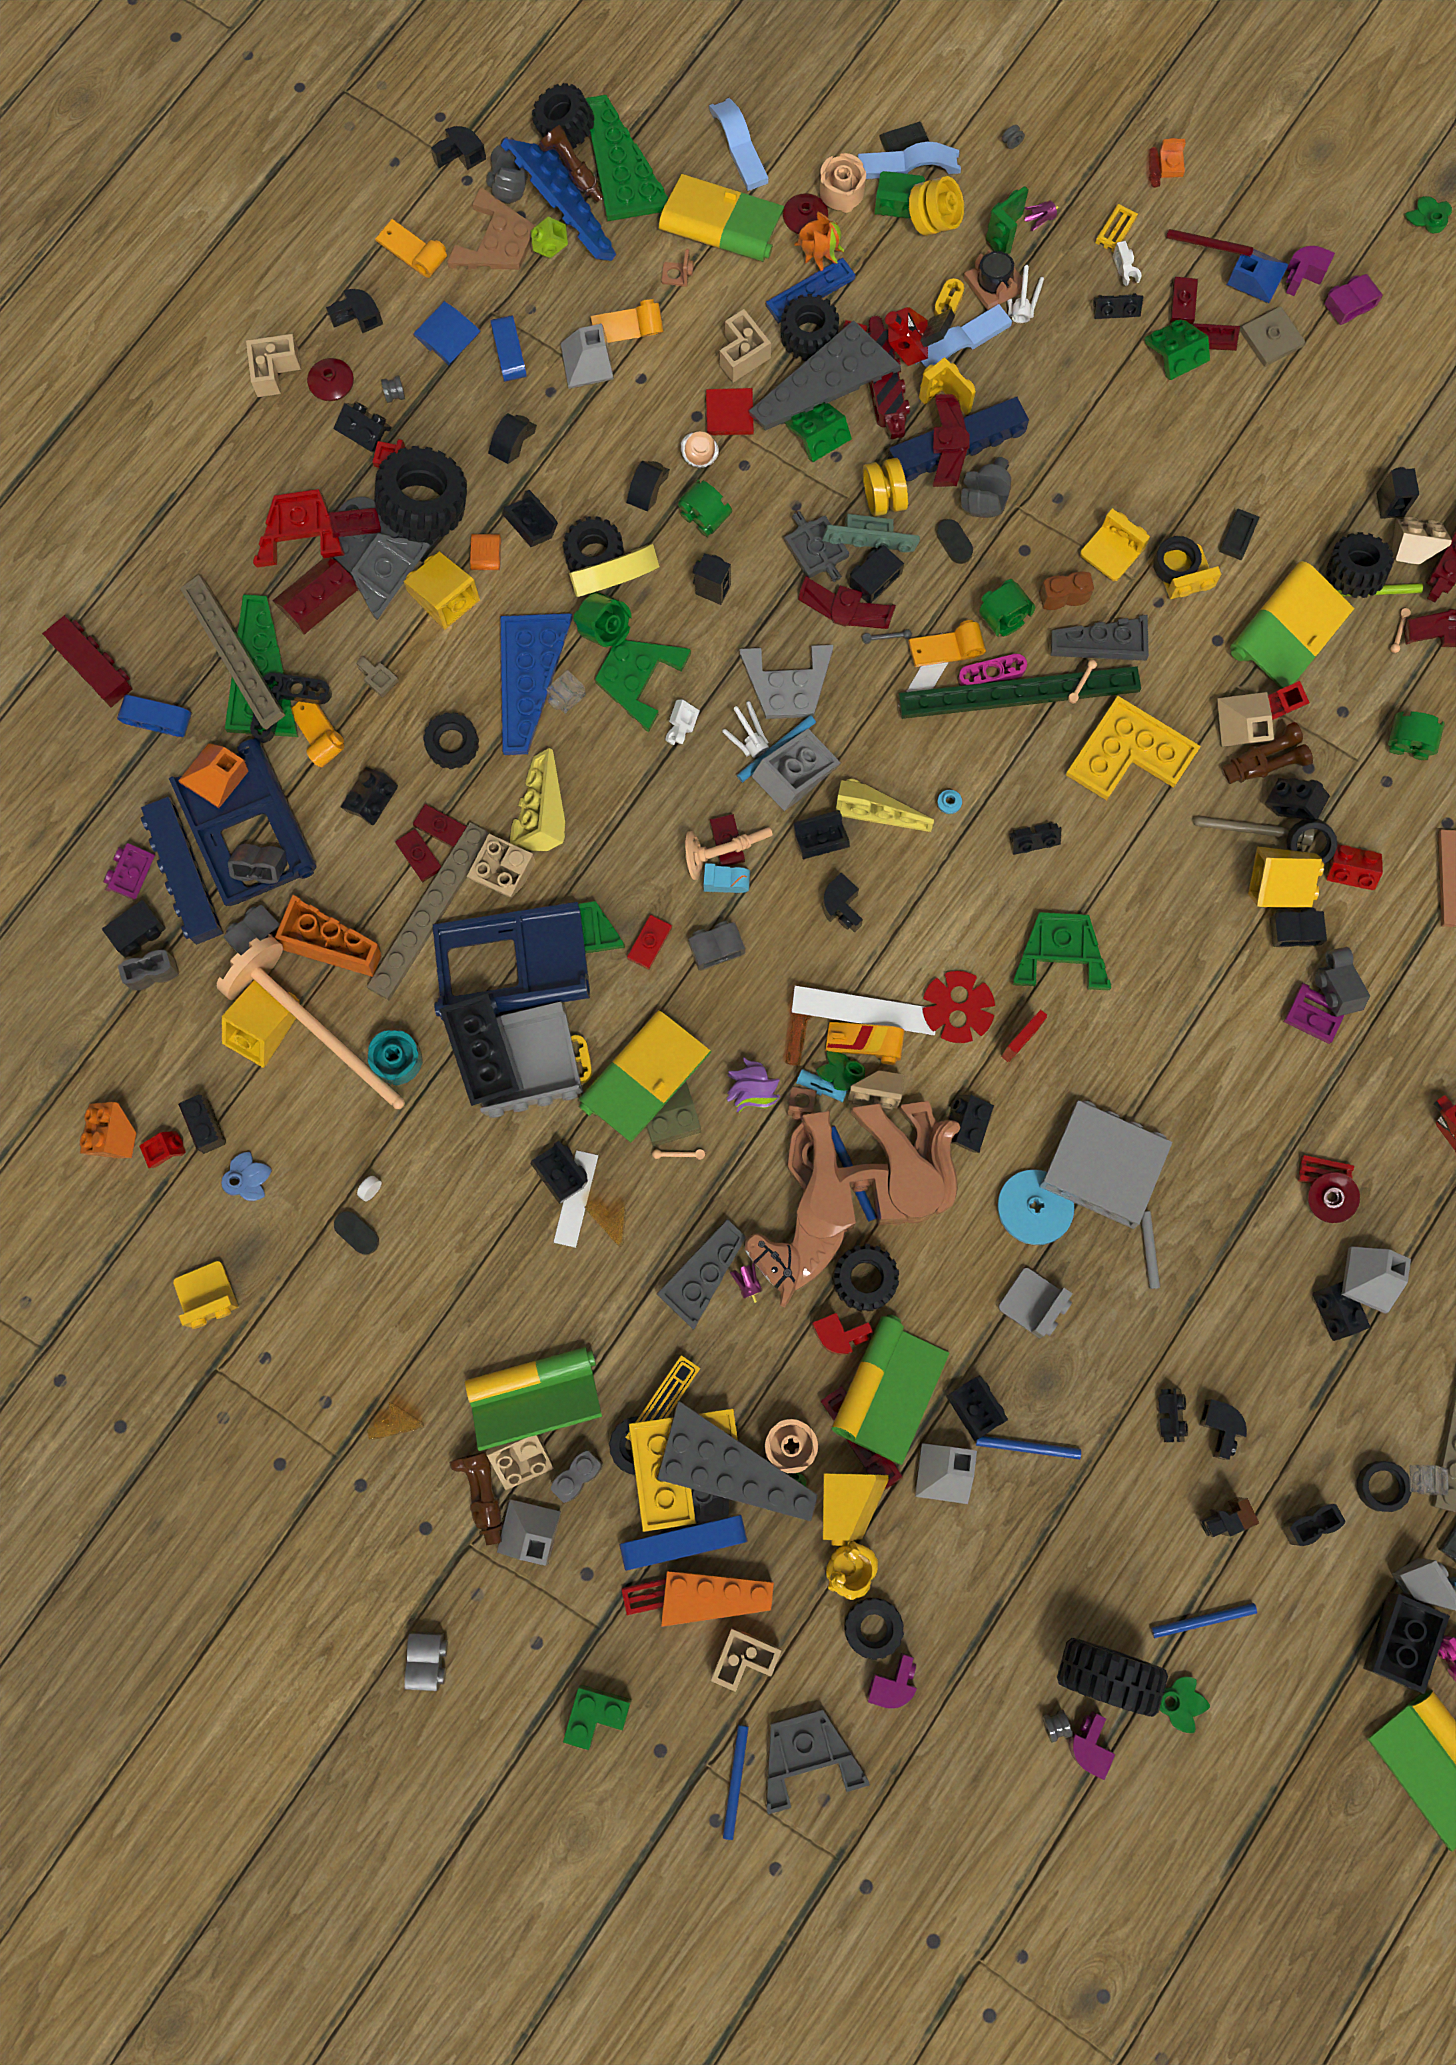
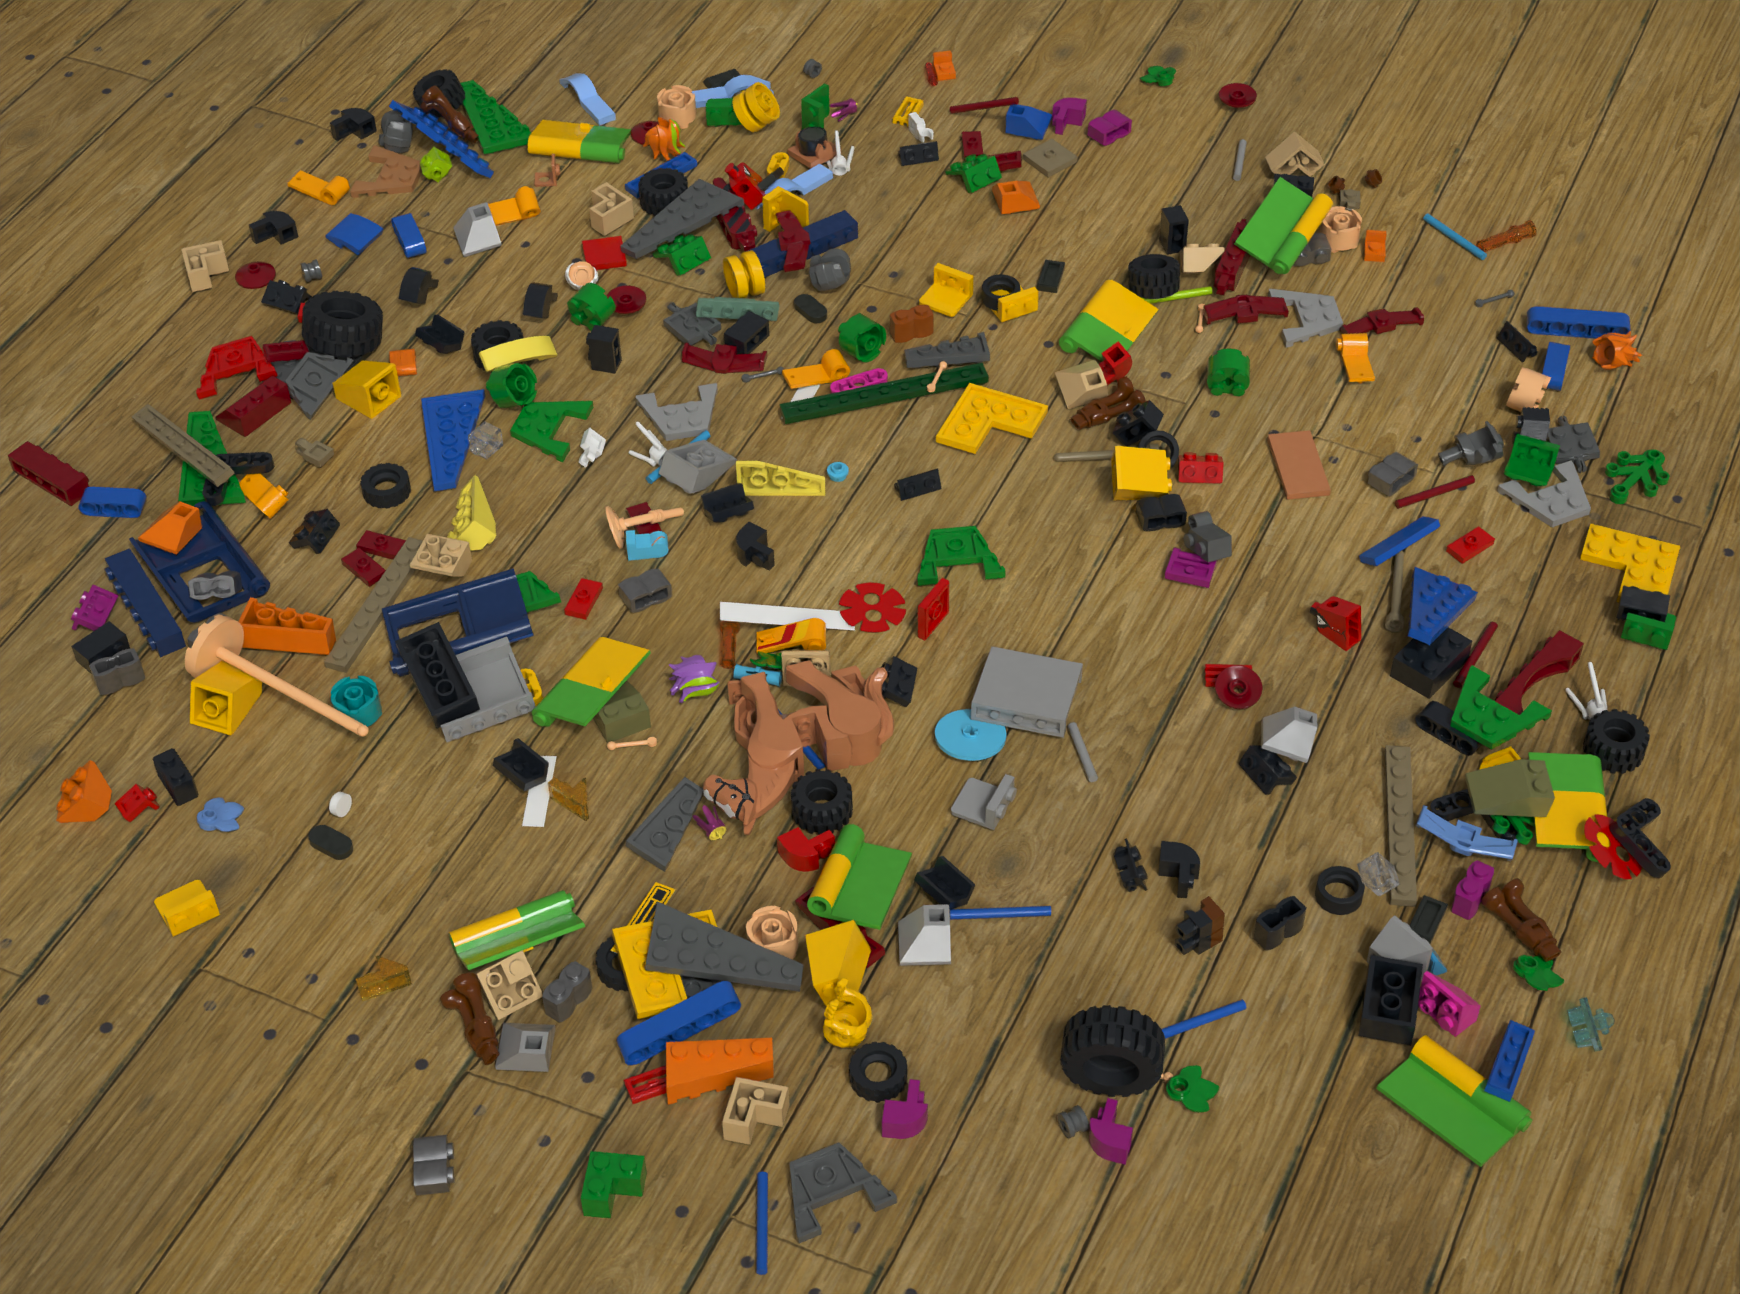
camera: 10 degrees left, 30 degrees down
(748, 487) = (627, 299): none -> dark red dish
(1220, 399) = (1015, 197): none -> orange slope

